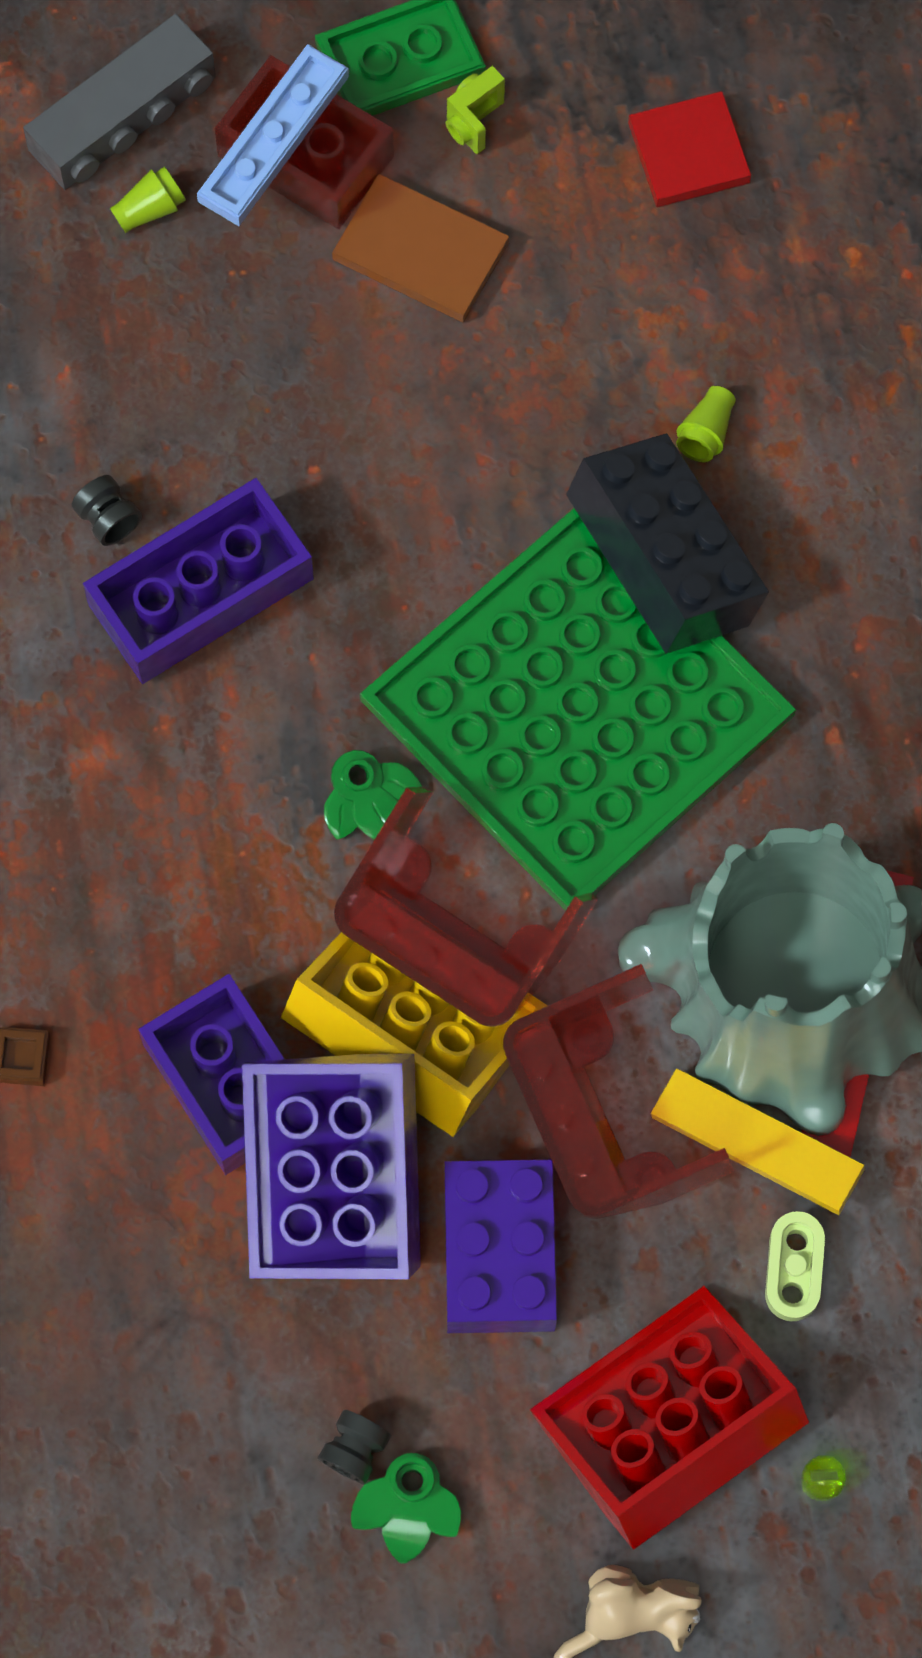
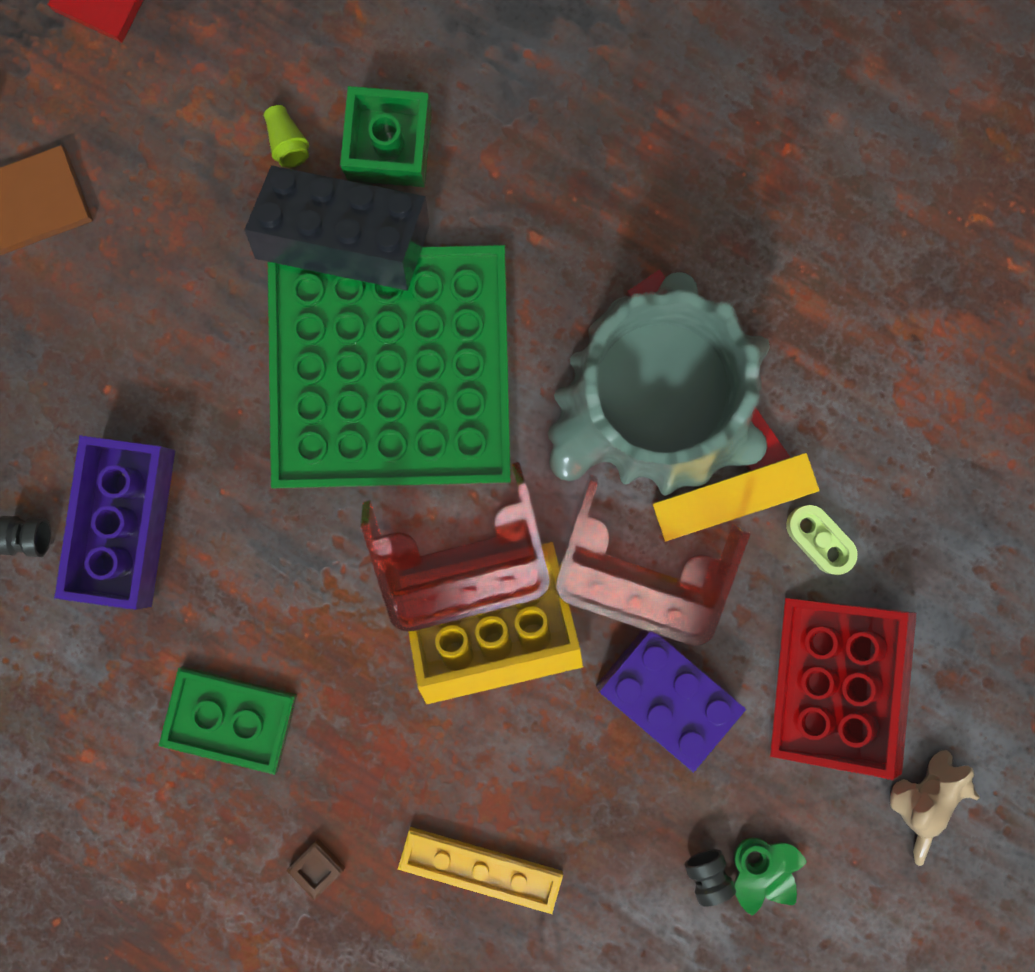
camera: 50 degrees left, 15 degrees up
(94, 848) = (227, 720): none -> green tile
(159, 1218) = (480, 870): none -> yellow tile
(201, 1057) = (433, 768): dark purple brick -> none
(332, 1167) = (546, 760): dark purple slope -> none
(365, 804) = (343, 535): green plate -> none
(794, 513) = (386, 136): none -> green brick
(823, 1489) = (942, 623): clear neon green hinge -> none

